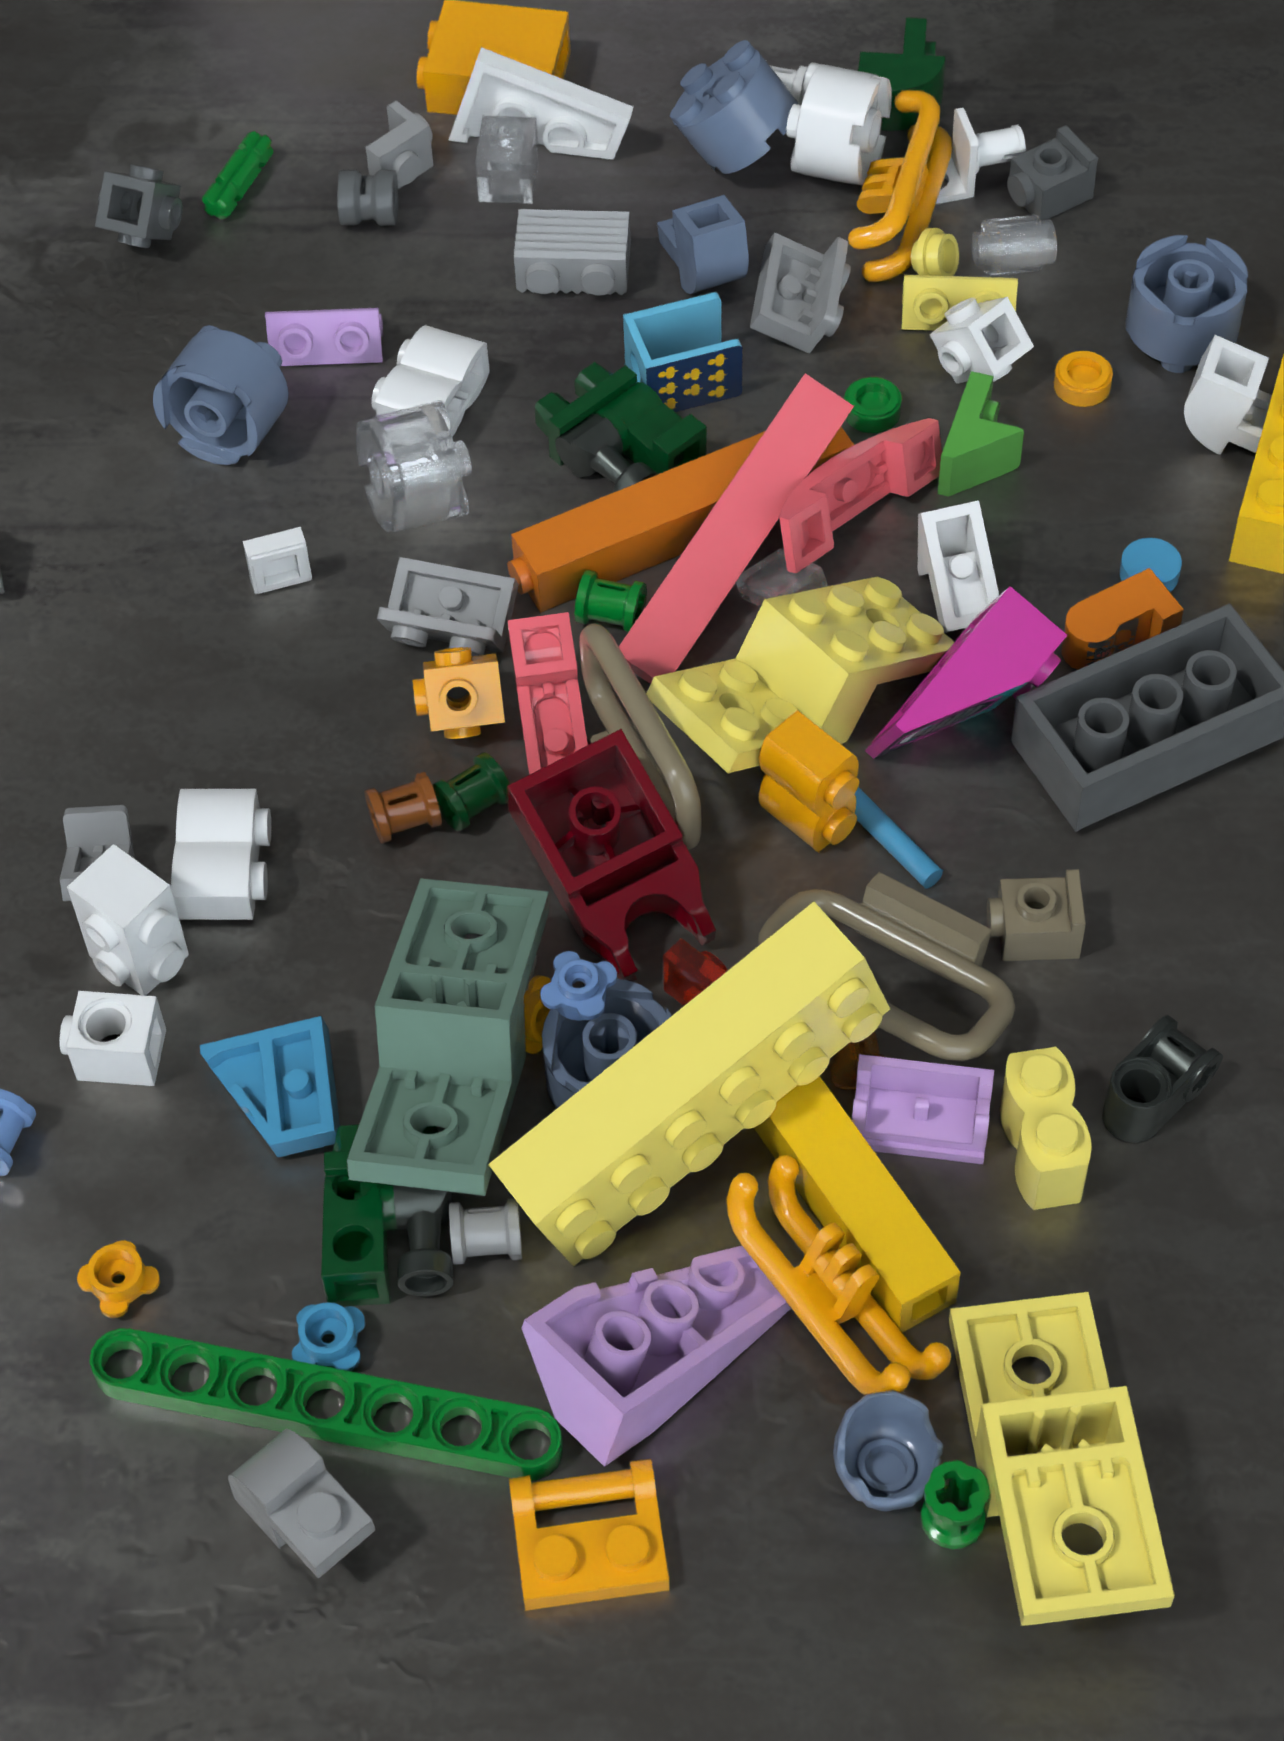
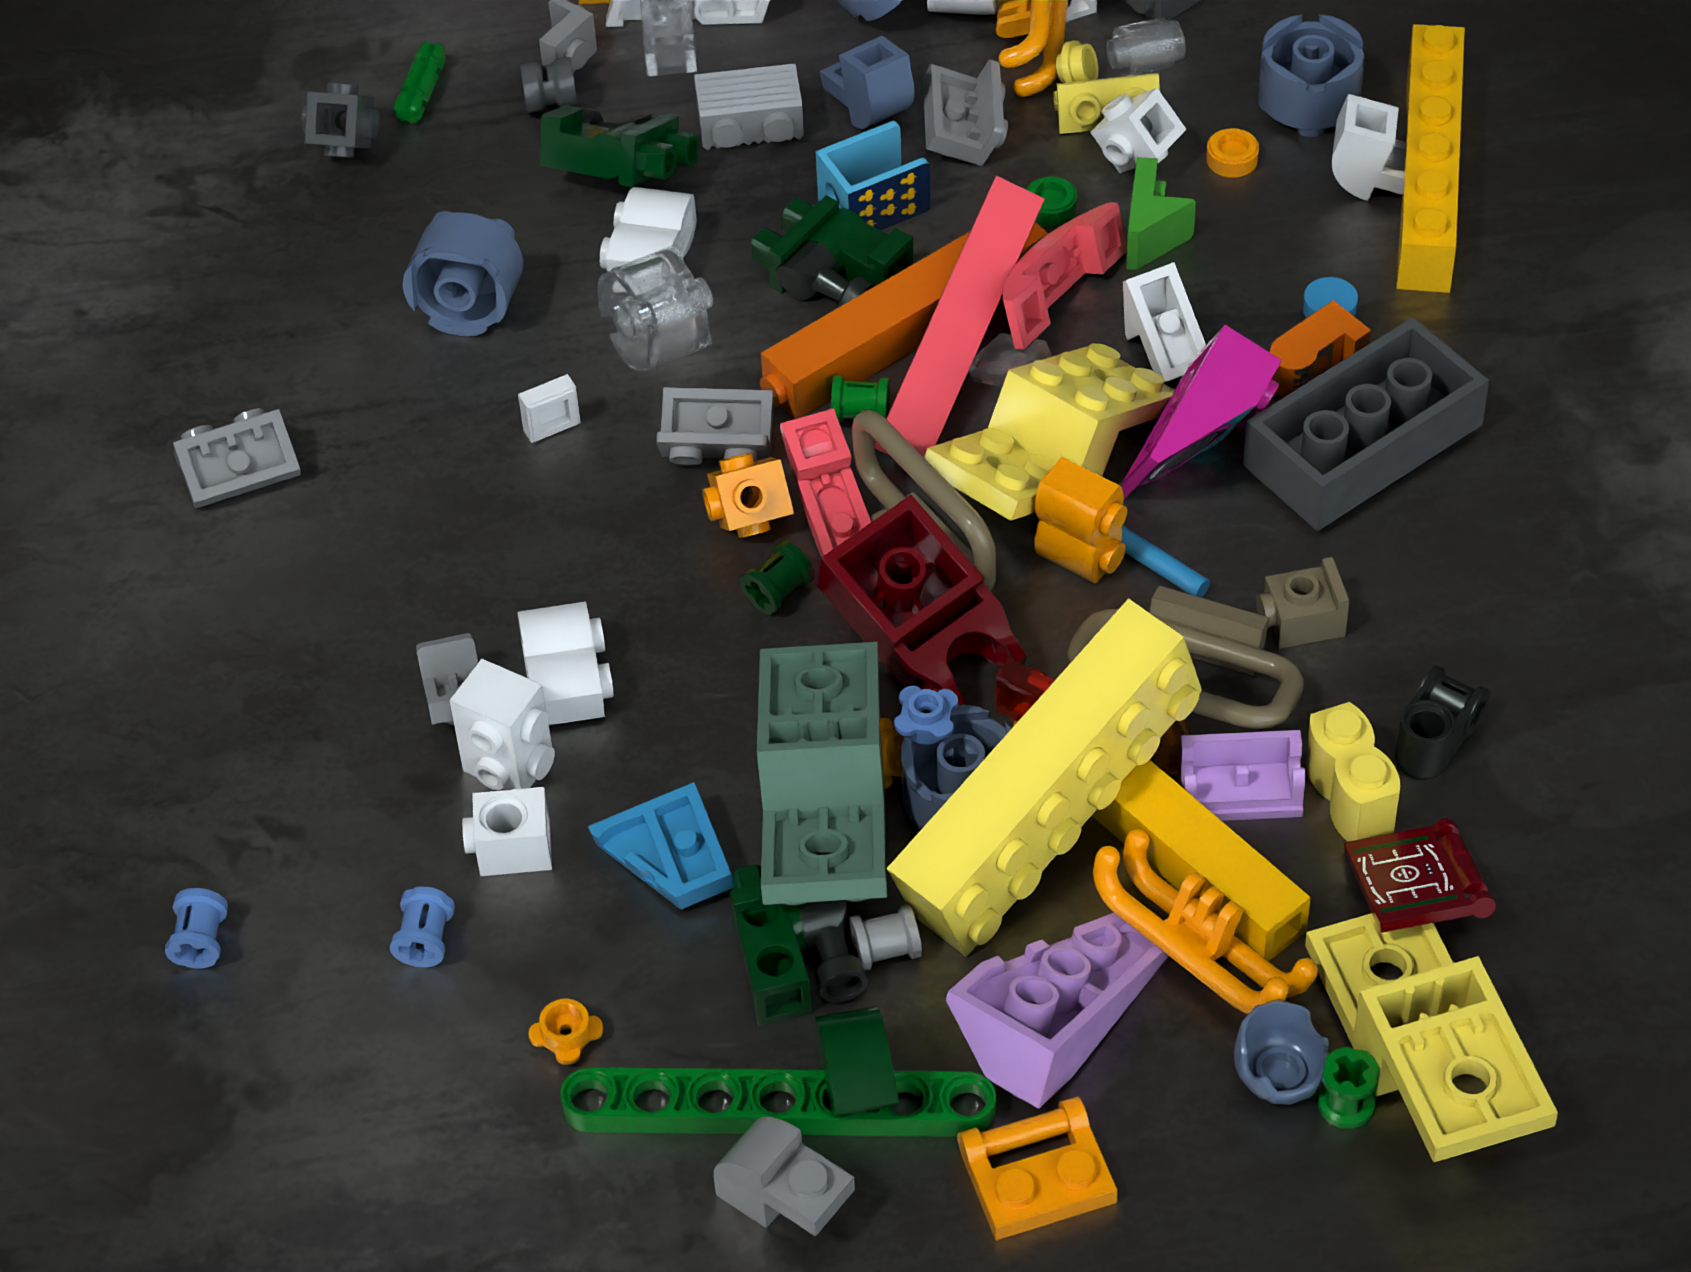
camera: 10 degrees left, 5 degrees down
(326, 336) = (544, 209): lavender hinge -> none
(331, 1318) = (767, 1032): dark azure plate -> none
(403, 277) = (634, 150): none -> dark green hips
(403, 807) = (719, 600): dark orange bush -> none
(408, 1380) = (856, 1061): none -> dark green brick
(1091, 1265) = (1419, 877): none -> dark red piece

